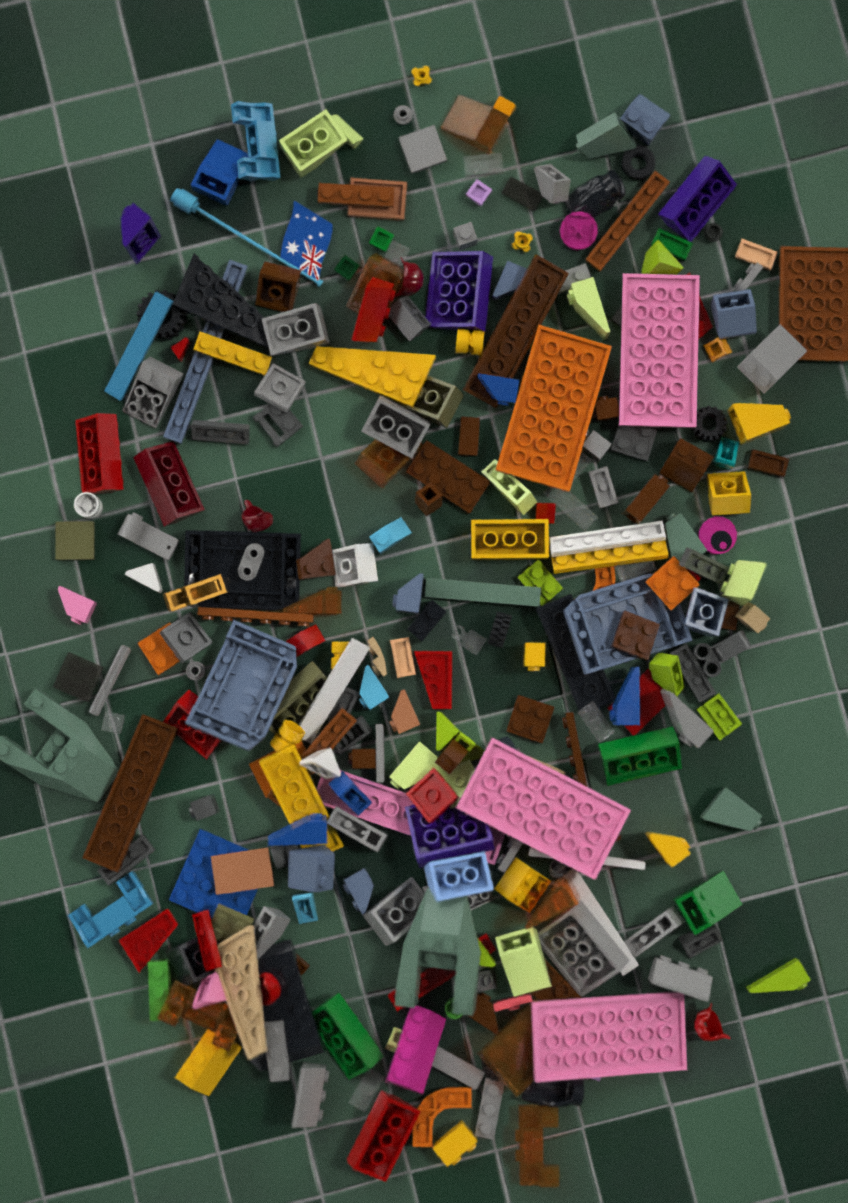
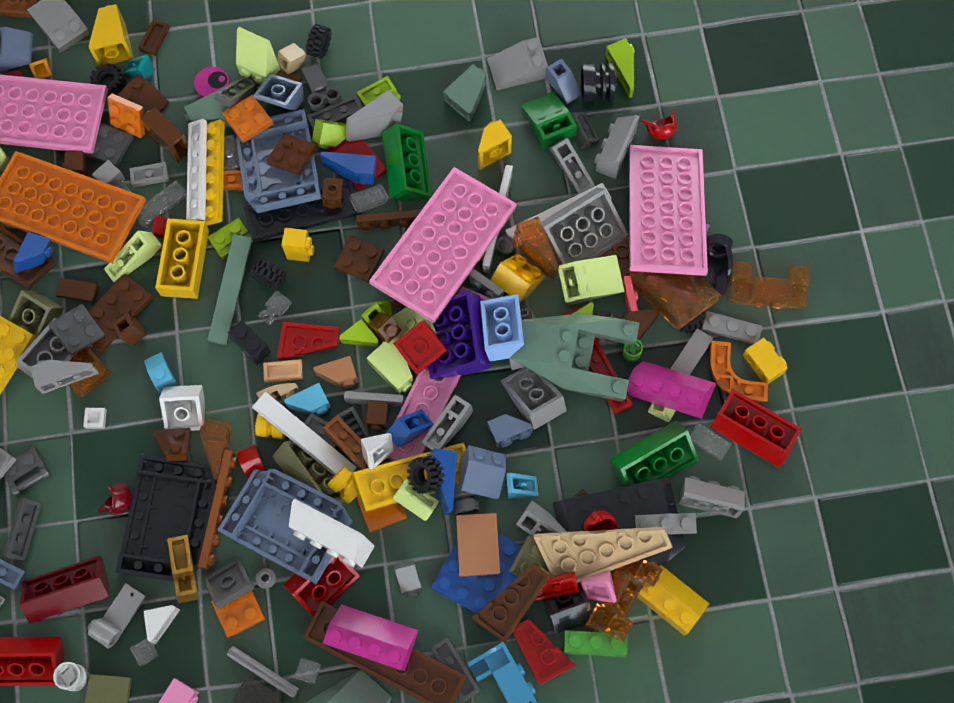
camera: 85 degrees left, 15 degrees down
(118, 567) = (144, 652): none -> clear tile
(144, 780) = (371, 637): none -> dark pink slope
(186, 908) = (510, 606): none -> reddish brown wing
(227, 734) = (330, 534): none -> white slope
(251, 562) = (160, 508): light grey plate -> none
(276, 808) = (419, 504): none -> yellowish green slope
(302, 823) = (417, 476): none -> black tyre
(336, 480) = (95, 418): none -> white plate
(367, 438) = (55, 374): none -> light grey slope
(409, 596) = (223, 352): sand blue slope -> none
(420, 448) = (76, 329): none -> dark grey plate
(594, 684) = (332, 192): none -> reddish brown brick
(664, 454) = (126, 115): none -> orange plate
(728, 493) = (175, 68): yellow slope -> none
(752, 915) = (563, 81): none -> sand blue slope
(752, 958) = (598, 82): none -> black wheel
(770, 864) = (518, 64): none -> light grey slope
(775, 644) = (318, 41): none -> black tyre

